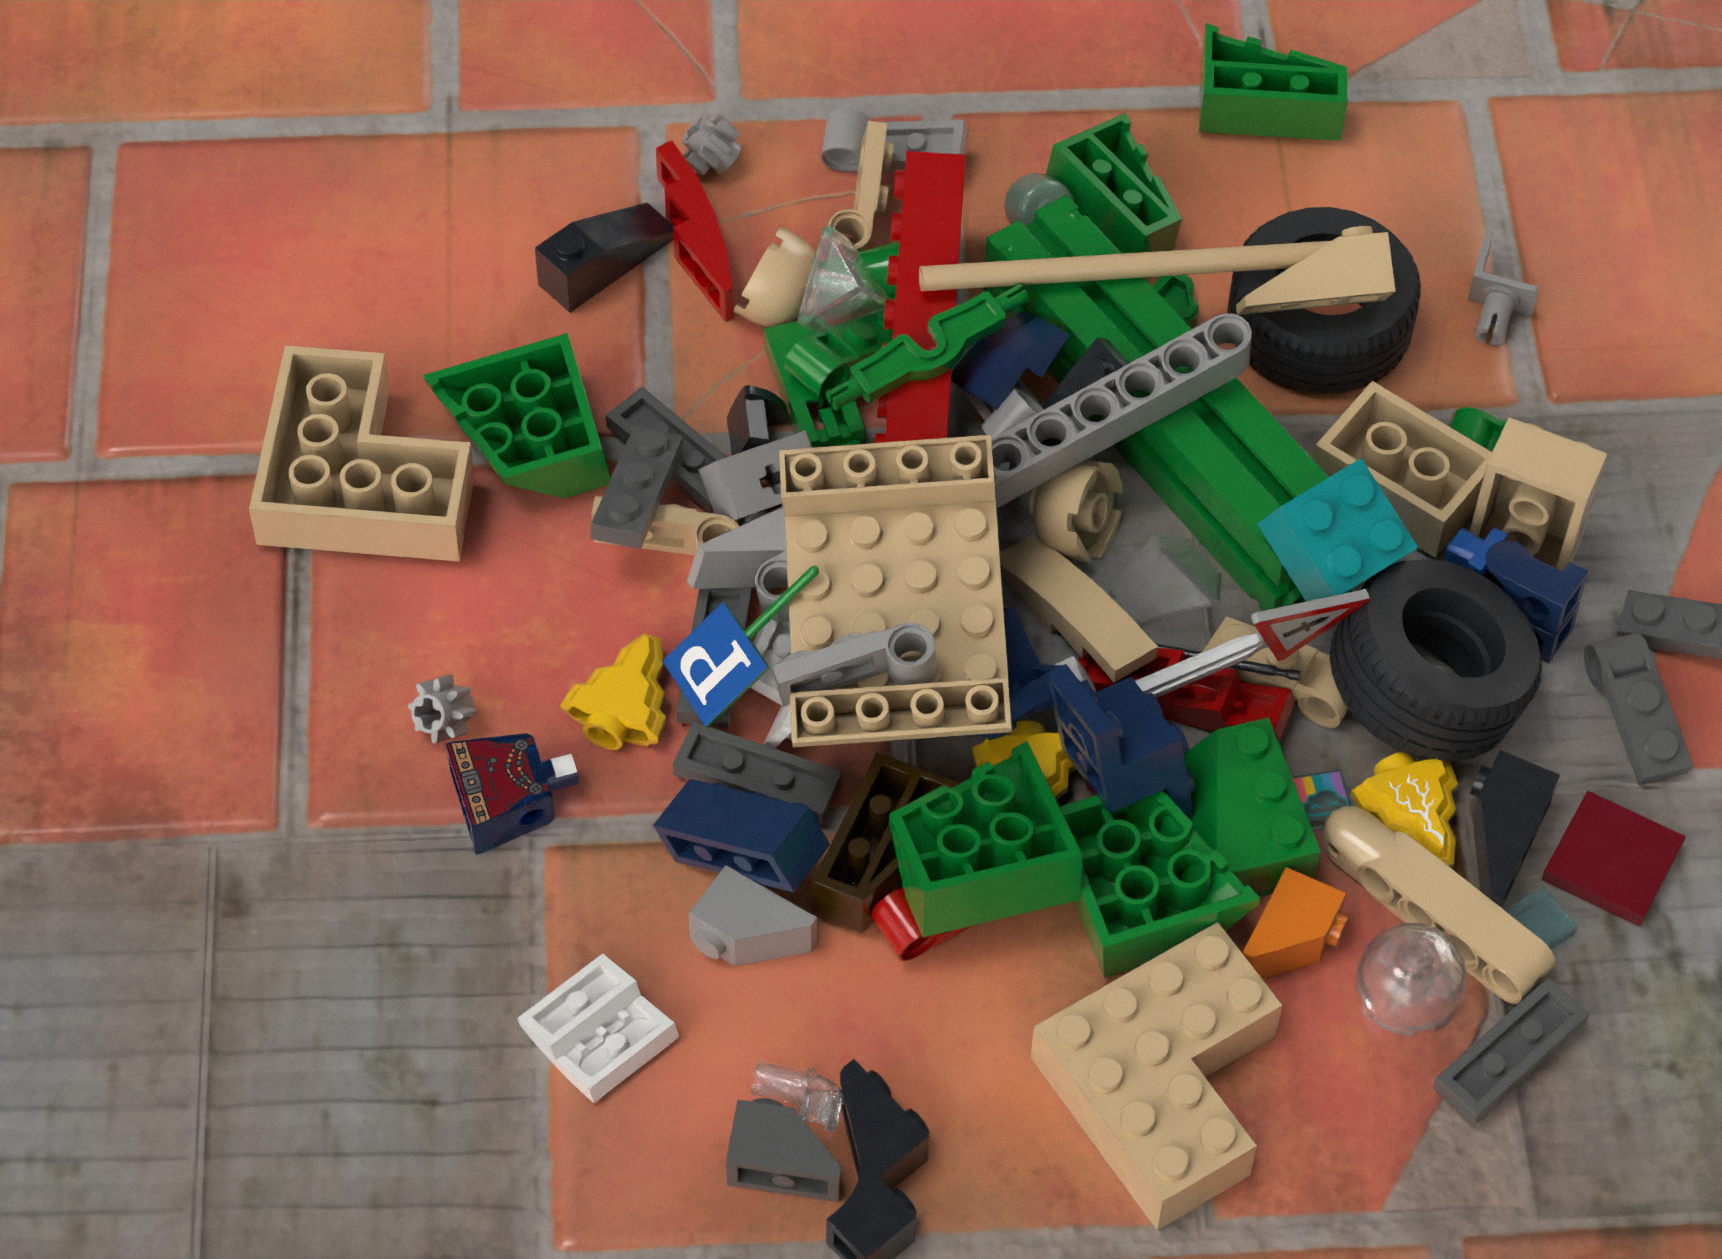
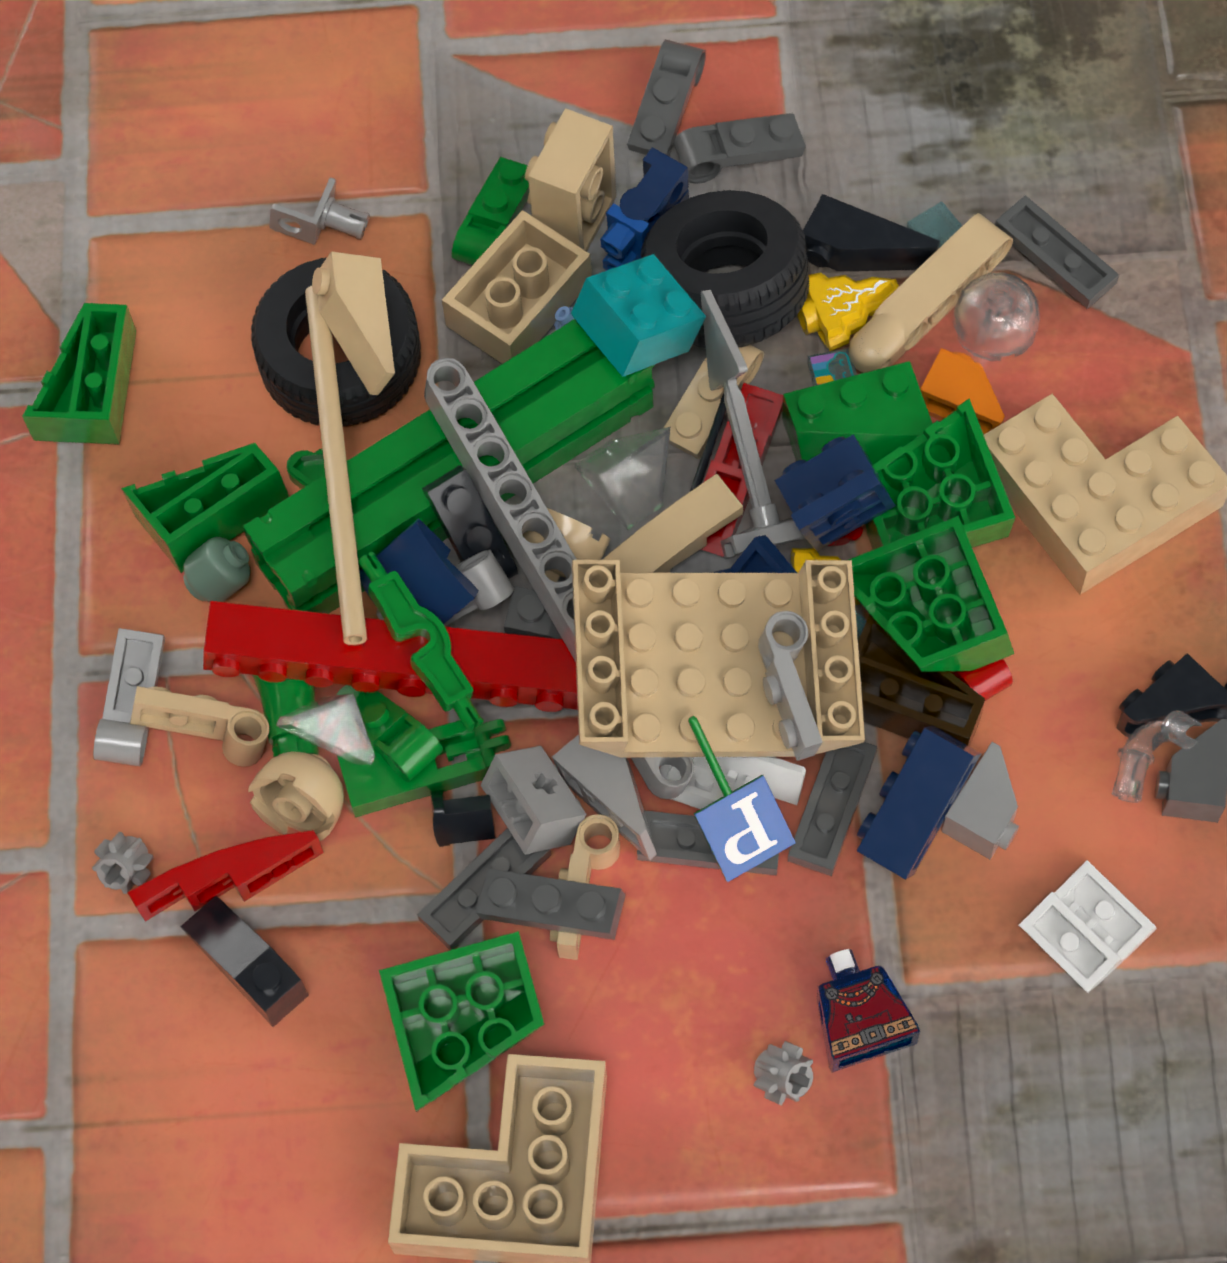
camera: 85 degrees left, 10 degrees up
(622, 698) = (758, 918): yellow rock -> none
(1613, 858) = (876, 173): dark red tile -> none

